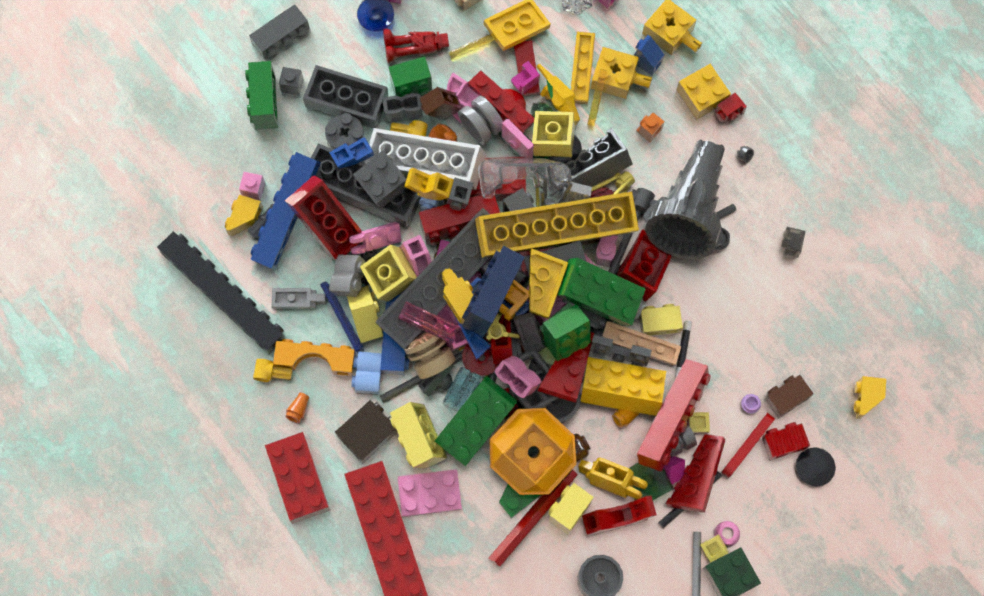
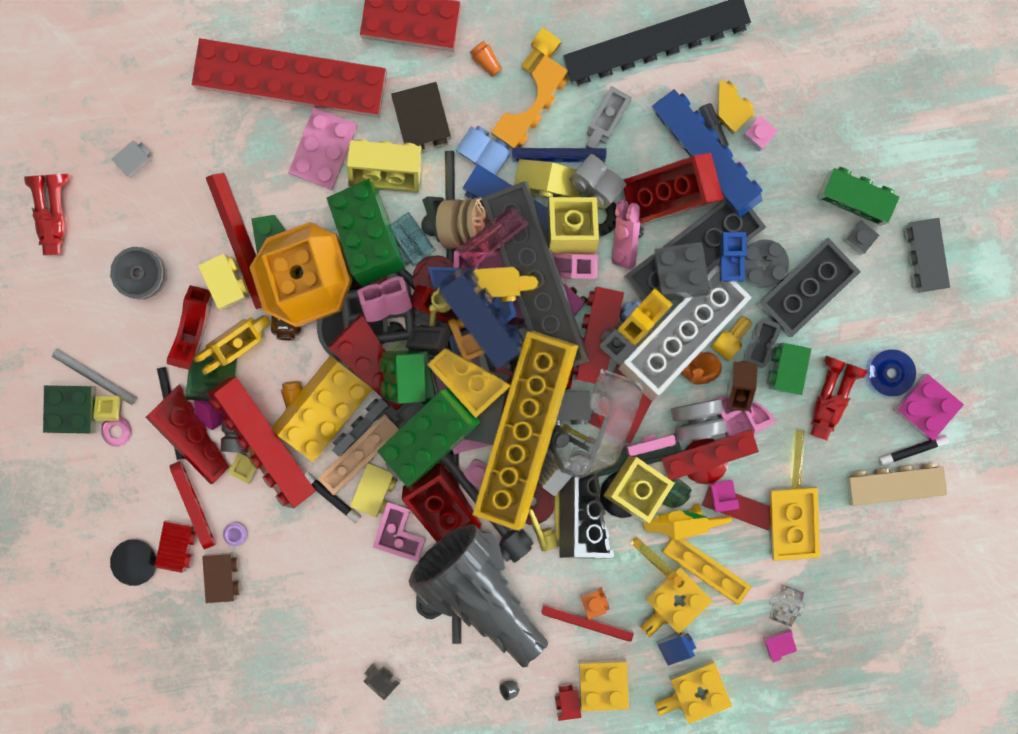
camera: 120 degrees right, 15 degrees up
(668, 130) = (583, 621): none -> red tile
(685, 287) = (392, 536): none -> bright pink brick
(870, 394) = (174, 663): yellow slope -> none

